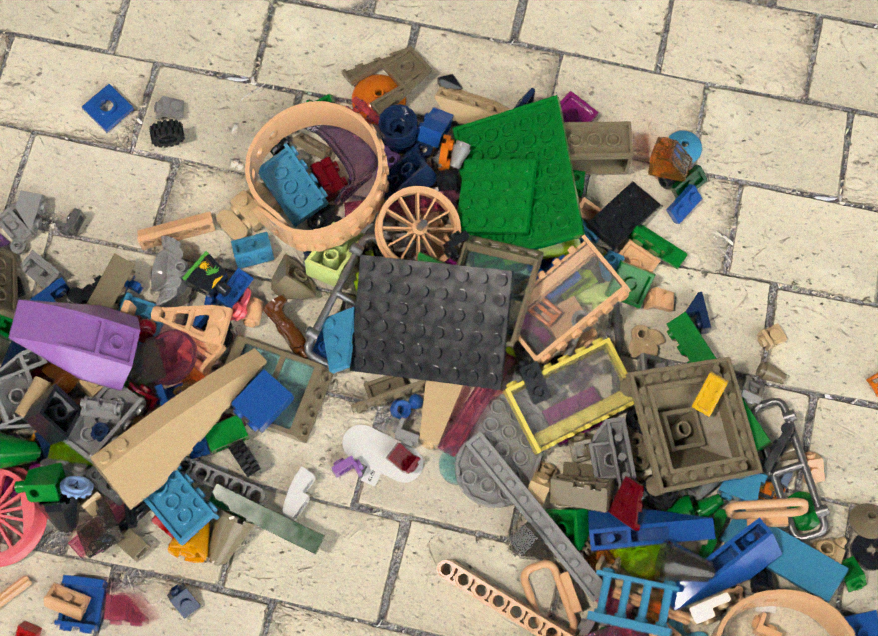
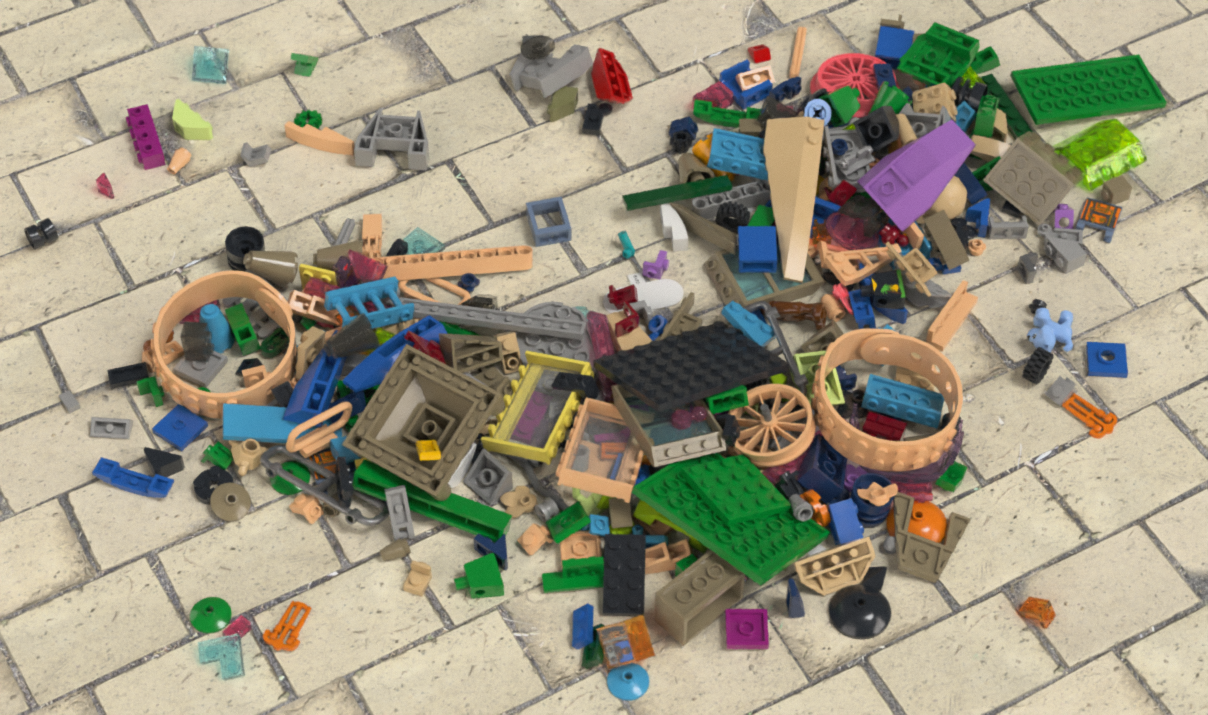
camera: 140 degrees right, 20 degrees down
(50, 562) = (786, 89): none -> dark blue slope
(84, 280) = (976, 247): none -> light nougat plate
(104, 185) = (1037, 304): none -> black plate
(130, 580) = (722, 116): none -> green slope
(135, 152) = (1050, 331): none -> light blue animal
(170, 60) = (1089, 418): none -> orange piece
(170, 266) = (916, 267): none -> tan bracket
(196, 589) = (680, 142): none -> black gear
(274, 465) = (706, 229): none -> dark tan wedge
(349, 511) = (629, 250): none -> teal arm
(396, 117) = (878, 495): none -> light nougat plate
(400, 574) = (543, 236): none -> sand blue window
(415, 95) = (890, 545): none -> light grey hinge
(434, 411) = (628, 324): none -> dark red bracket
(479, 80) = (859, 620): none -> black dish
(506, 583) = (468, 282): none -> dark blue plate
(631, 315) = (546, 509): none -> light grey wheel
(723, 526) = (358, 403): none -> dark blue slope
(726, 297) = (481, 578): none -> green torso

